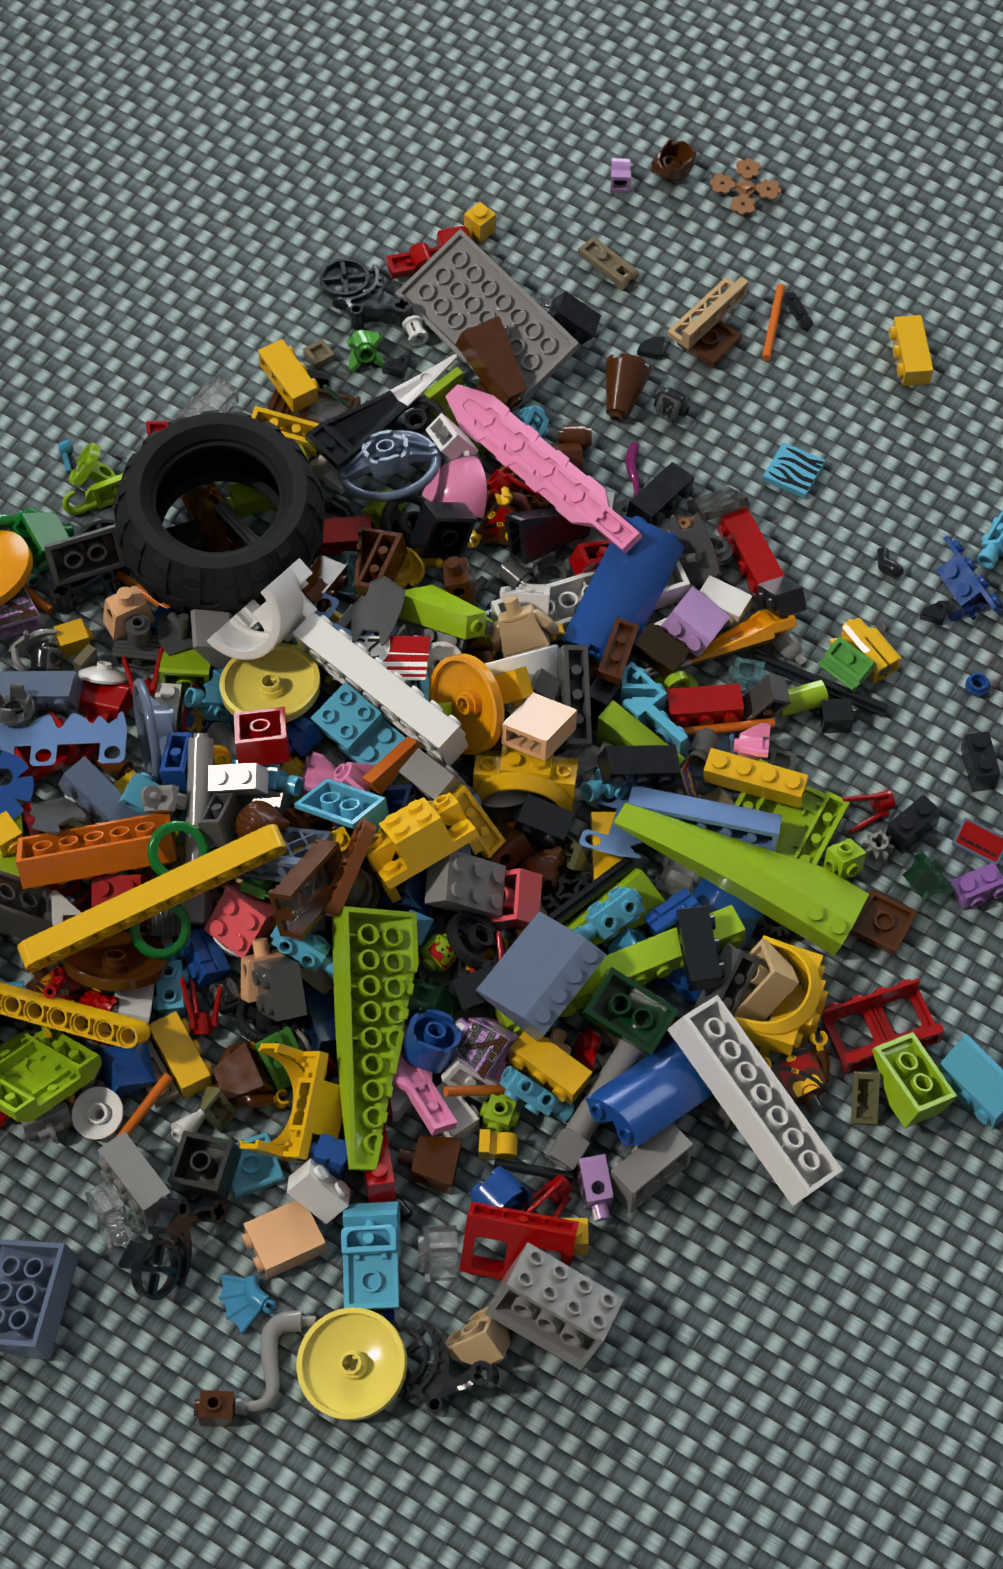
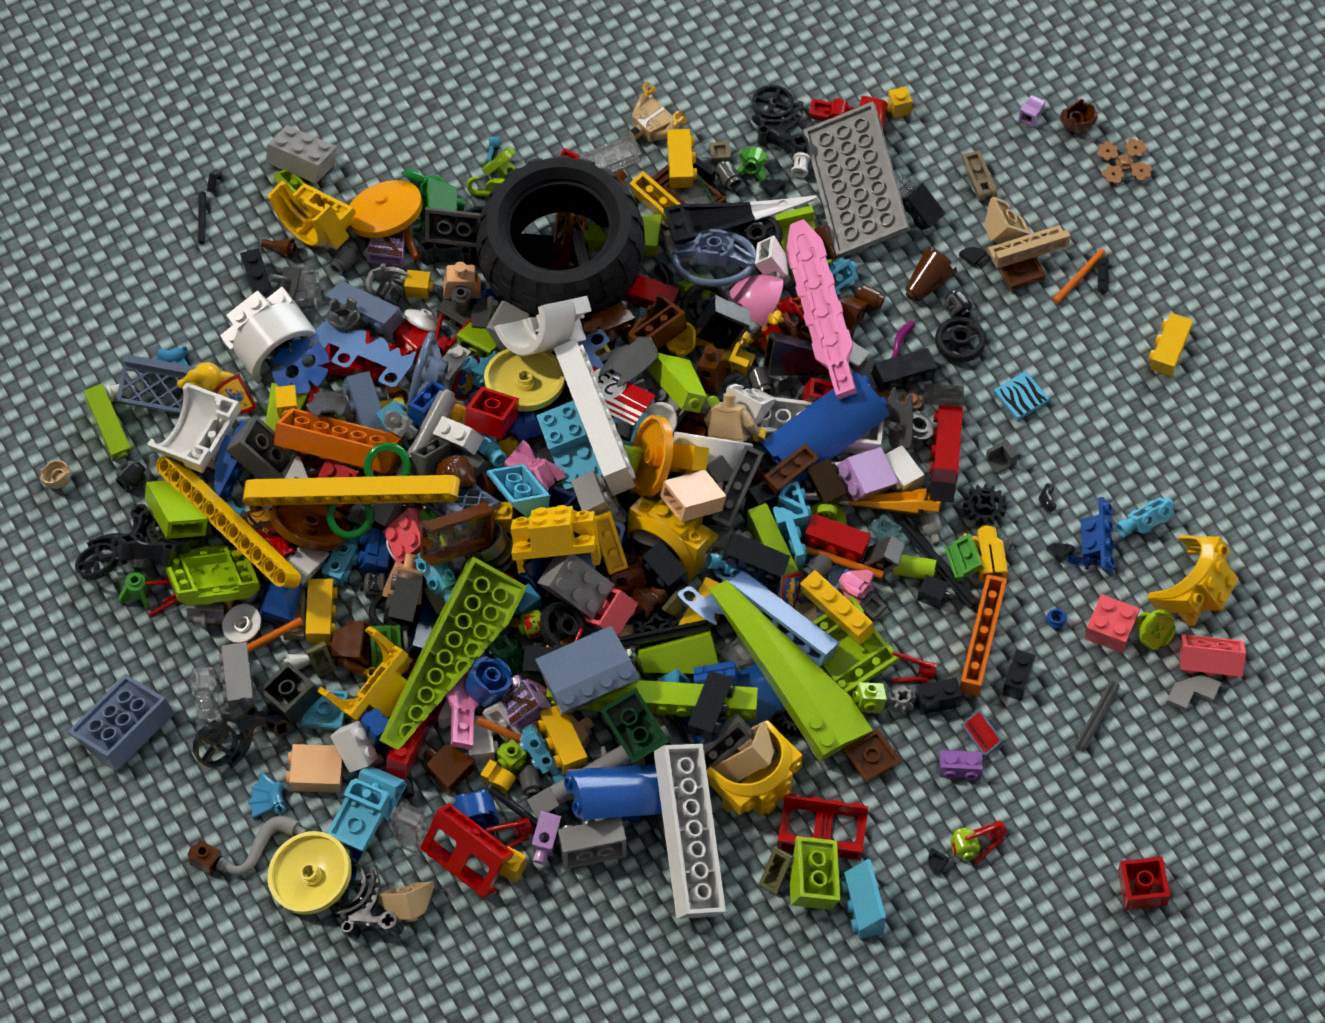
camera: 30 degrees right, 0 degrees up
(56, 983) = (258, 521): red arm -> none
(86, 658) = (418, 302): dark tan tile -> none
(200, 1021) = (347, 595): red plant -> none
(226, 349) = (652, 119): none -> tan torso
(345, 373) = (728, 175): none -> dark grey brick
(349, 867) = (493, 531): dark orange beam -> none
(388, 768) = (562, 479): orange piece -> none
(480, 563) = (741, 360): none -> yellow panel
(493, 360) = (837, 213): reddish brown slope -> none
(535, 1132) = (530, 781): none -> dark grey brick
(554, 1306) = (463, 900): light grey brick -> none
(586, 1046) = (601, 738): red plate -> none
(615, 910) = (671, 651): medium azure brick -> none
(665, 301) = (1002, 223): none -> tan slope
(695, 448) = (958, 346): none -> black wheel
(805, 1074) = (740, 834): torso -> none
(816, 541) = (1001, 457): none -> dark grey panel
(831, 600) = (985, 507): none -> black gear
(919, 736) = (983, 635): none -> orange brick
(927, 877) = (923, 739): clear green brick -> none

